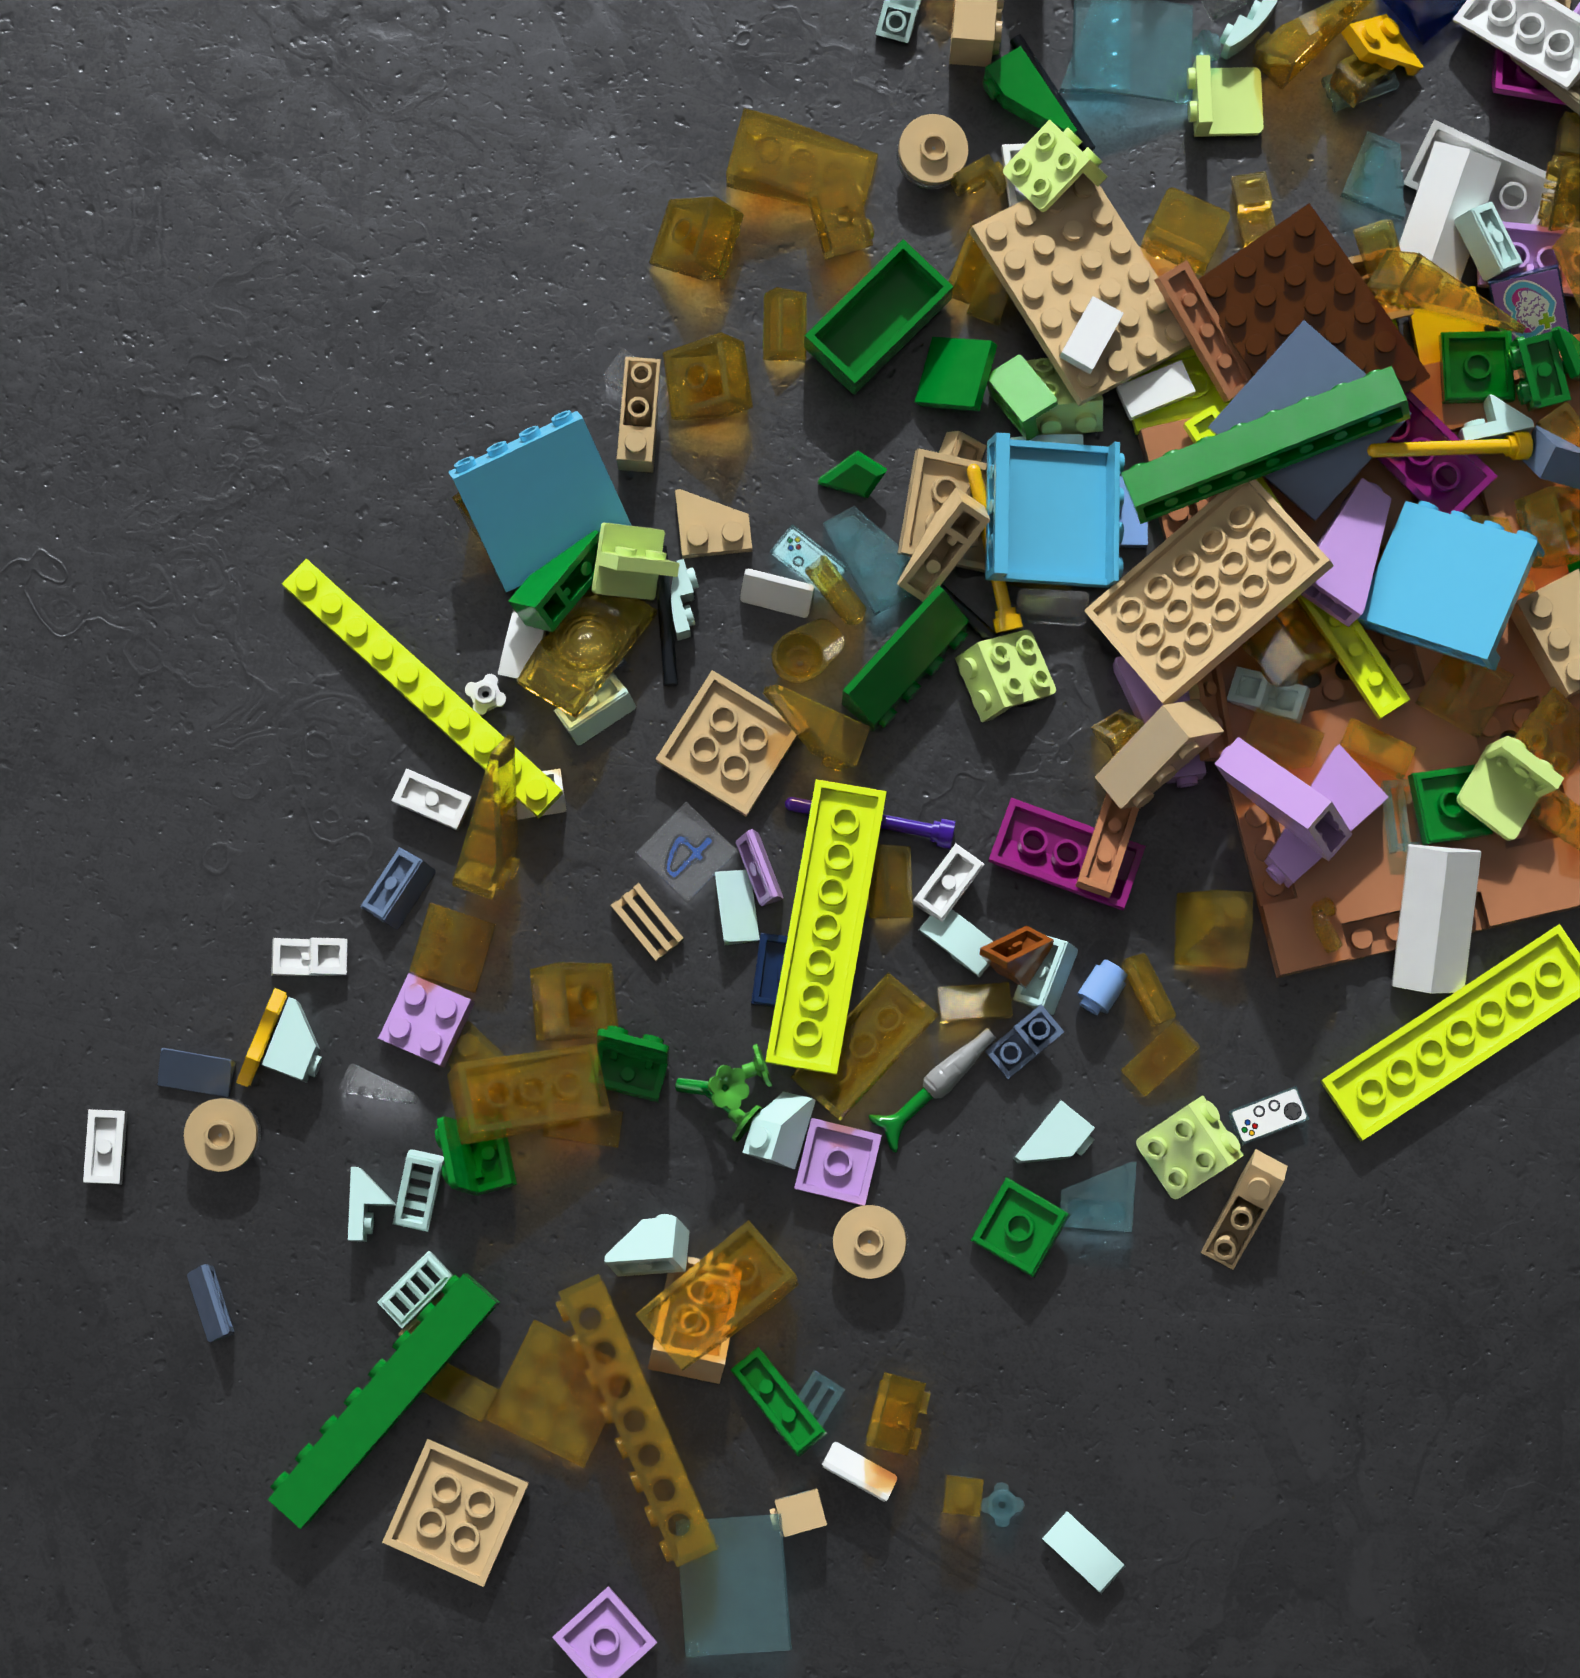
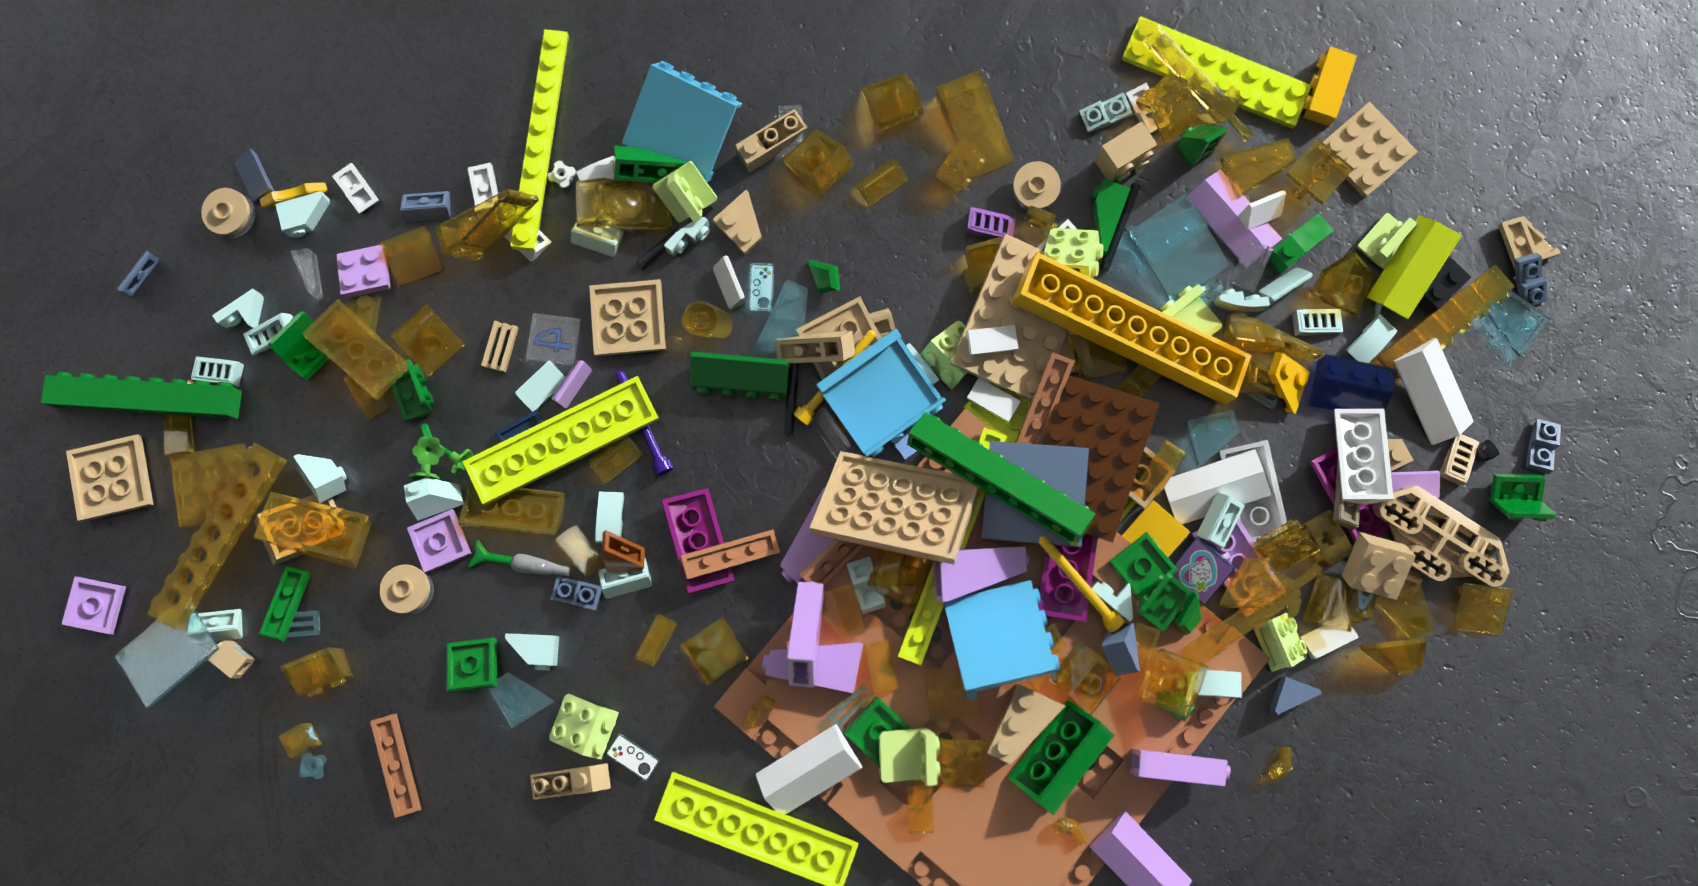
camera: 55 degrees right, 0 degrees up
(105, 1147) = (181, 160): white plate -> none
(745, 1495) = (223, 624): none -> light aqua slope
(820, 728) = (668, 362): clear yellow slope -> none
(836, 591) = (753, 312): clear yellow slope -> none
(859, 1471) = (275, 683): white slope -> none
(878, 317) = (920, 223): green piece -> none
(930, 228) = (992, 216): none -> medium lavender slope
(948, 883) = (634, 488): white slope -> none
(956, 373) = (921, 287): green tile -> none
(1005, 673) = (775, 435): yellowish green bracket -> none
(1020, 394) = (934, 329): panel -> none
(1075, 1403) = (395, 765): none -> nougat plate
(1084, 1552) = (315, 830): light aqua slope -> none
(1102, 987) = (637, 613): light blue brick -> none
(1117, 730) = (783, 522): clear yellow slope -> none
(1158, 752) = (784, 547): tan wedge -> none
(1160, 1058) = (623, 674): clear yellow slope -> none
(1193, 170) = (1131, 328): none -> yellow brick
(1422, 286) = (1155, 492): clear yellow slope -> none

